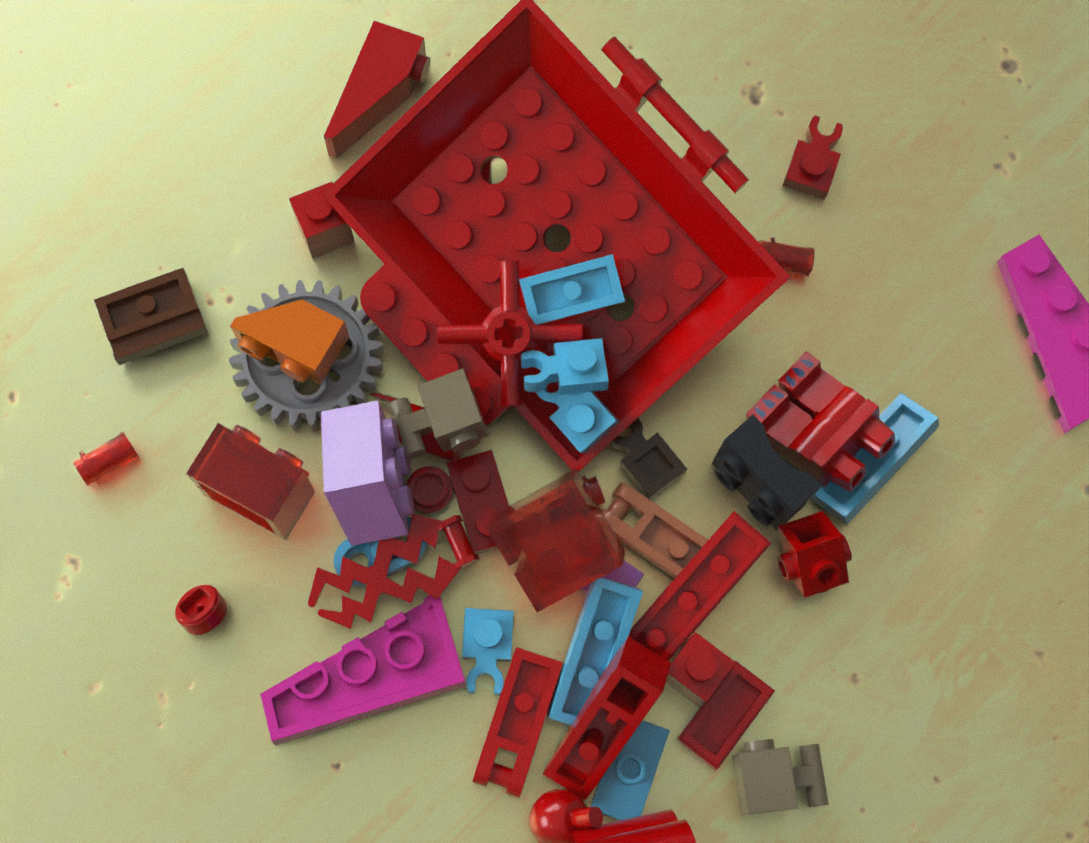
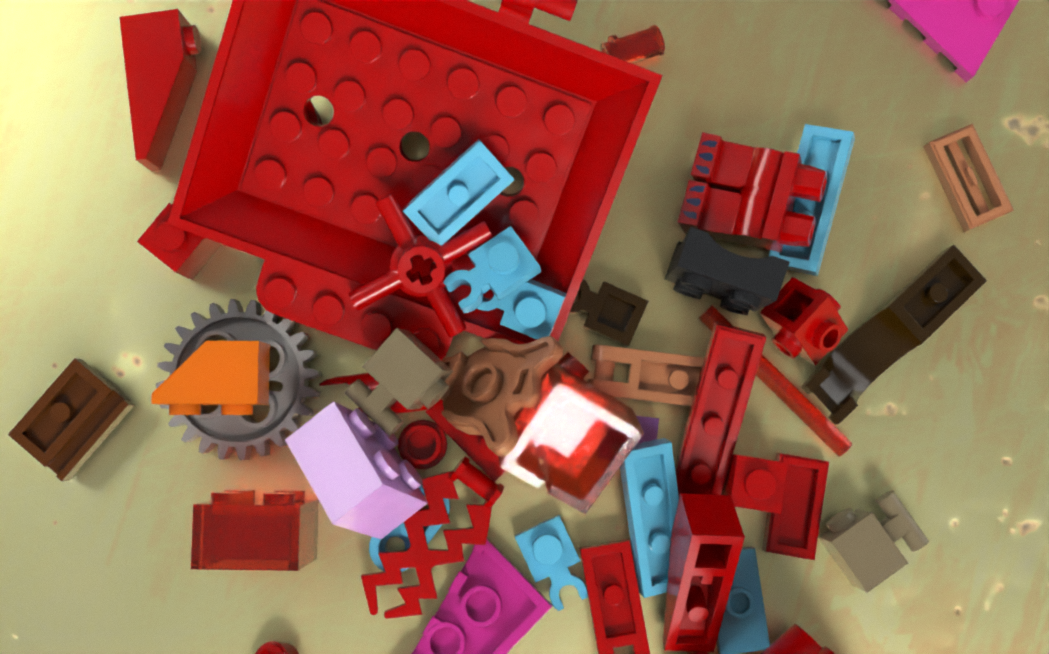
camera: 25 degrees left, 10 degrees up
(105, 459) = (107, 577): clear red pin -> none
(513, 464) = (495, 385): none -> nougat tile
(771, 619) = (790, 395): none -> clear red bar
(890, 608) = (893, 332): none -> dark brown piece
(1023, 553) = (952, 186): none -> nougat tile

